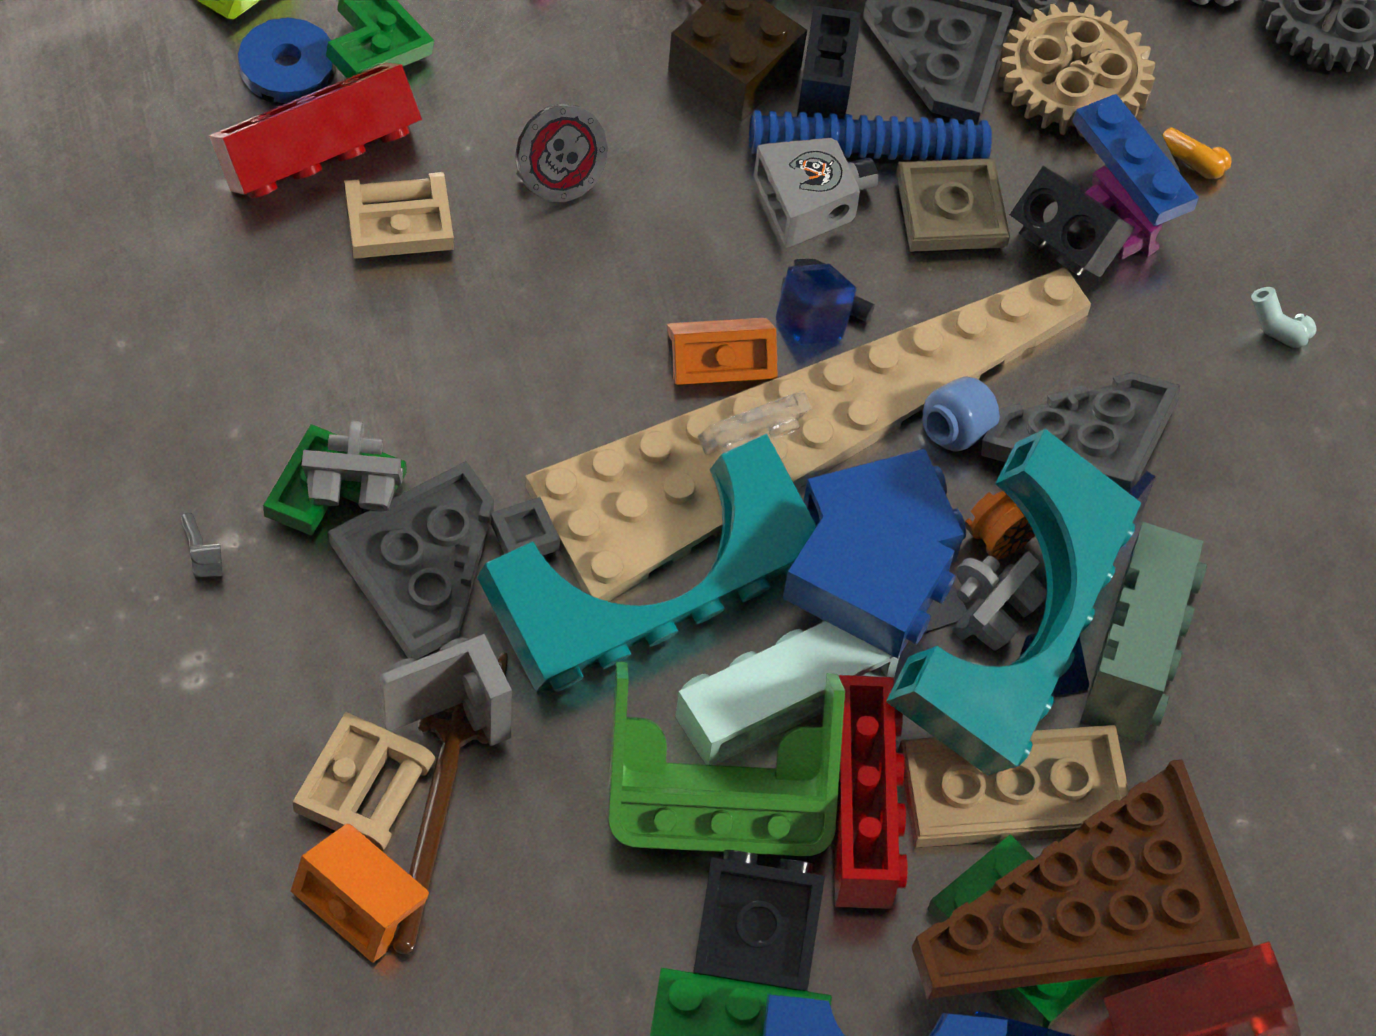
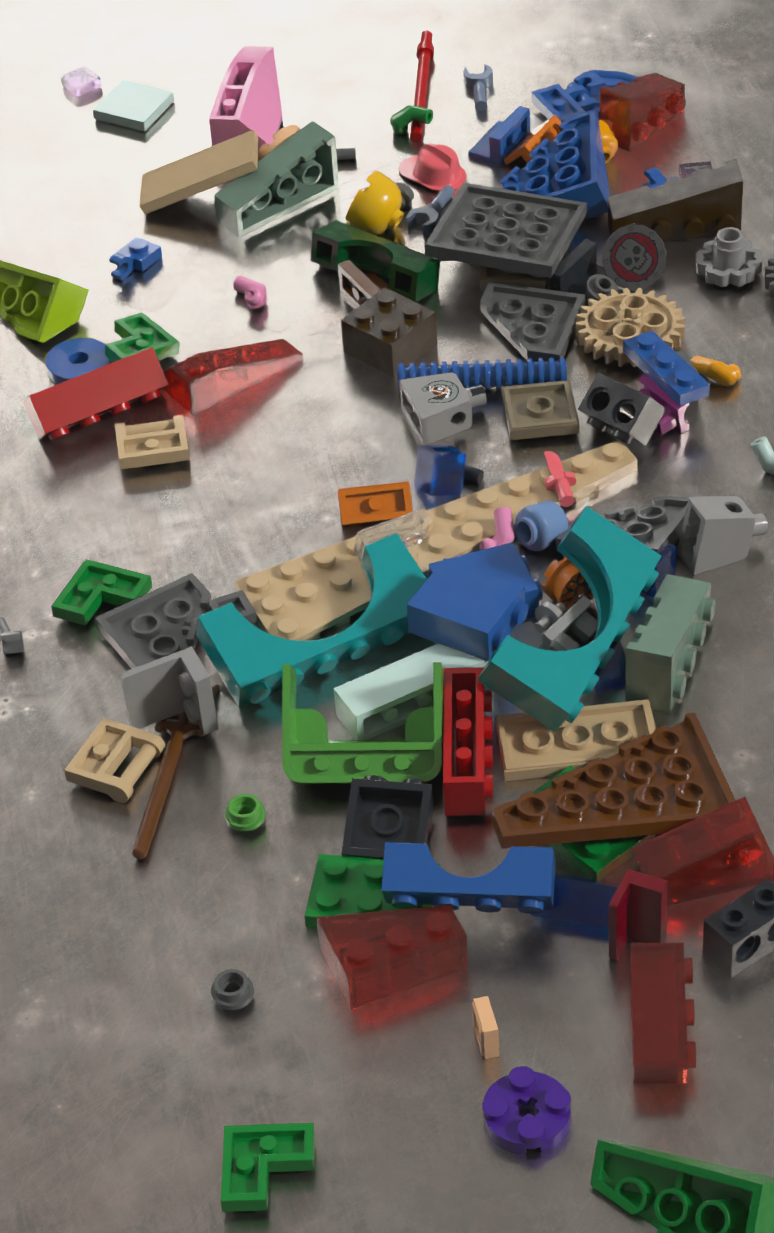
camera: 10 degrees right, 15 degrees down
(328, 469) = (111, 572): light grey hips -> none
(357, 890) = (106, 819): orange panel -> none
(493, 100) = (220, 373): none -> clear red wedge
(553, 873) = (245, 812): none -> bright green plate
(561, 153) = (263, 395): shield -> none
(829, 62) = (452, 330): black brick -> none
(906, 429) = (504, 529): none -> bright pink arm
(985, 338) = (559, 480): none -> coral piece
(1208, 449) = (717, 532): none -> light grey torso

